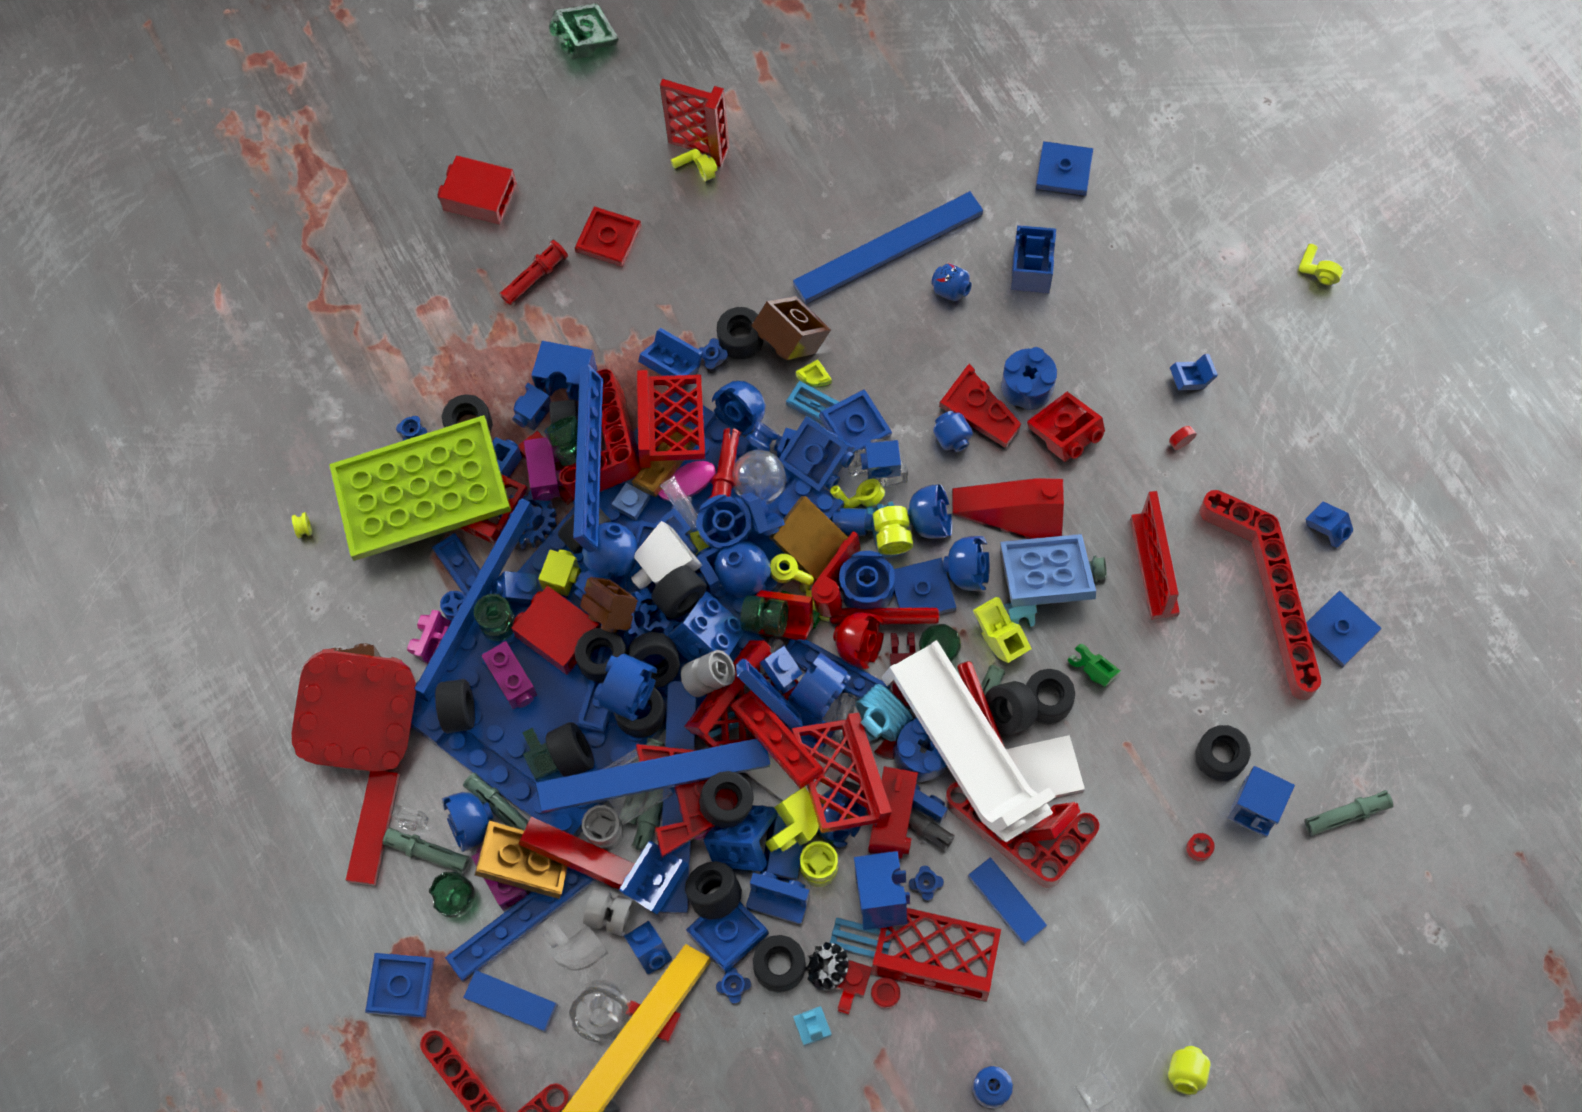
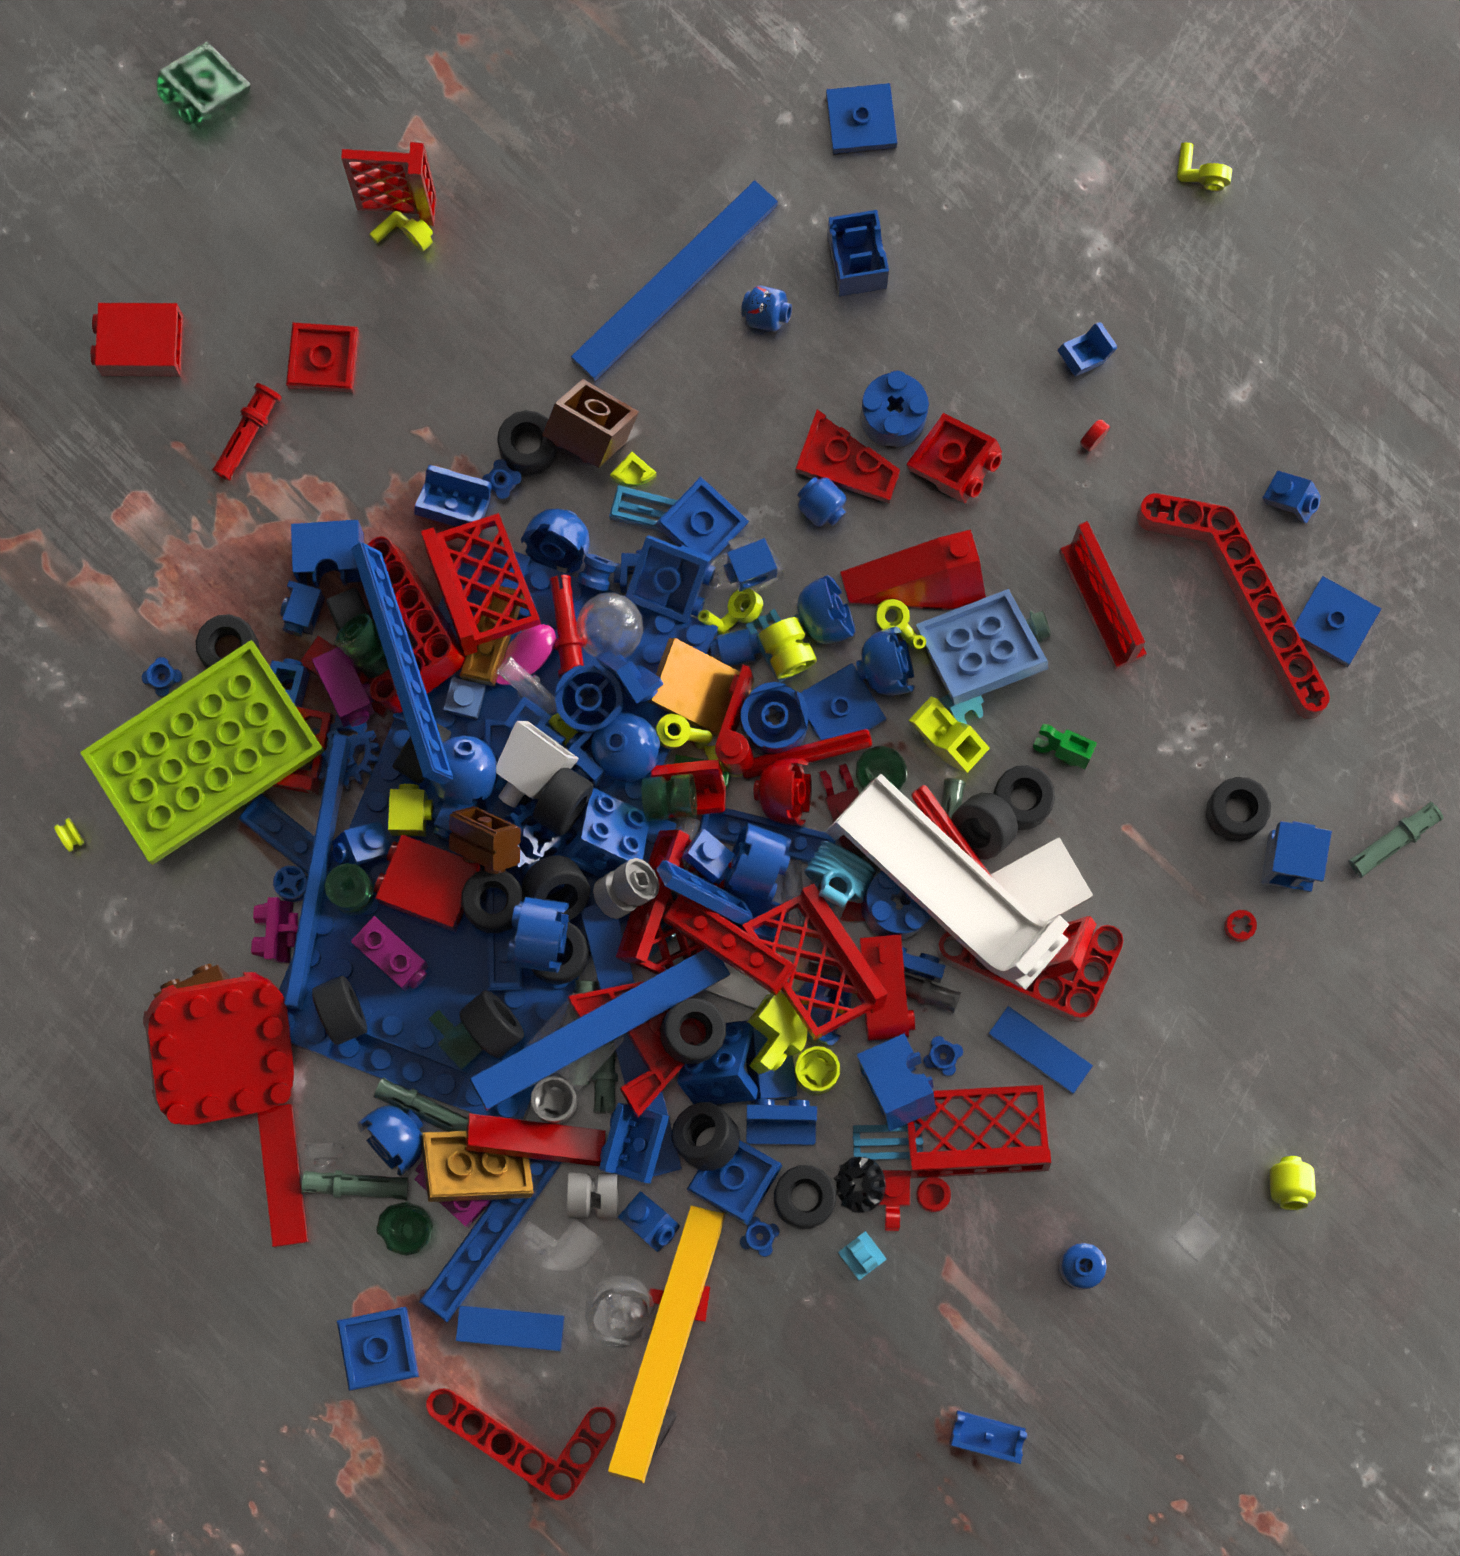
camera: 20 degrees left, 10 degrees up
(994, 551) = (901, 621): none -> neon yellow plate

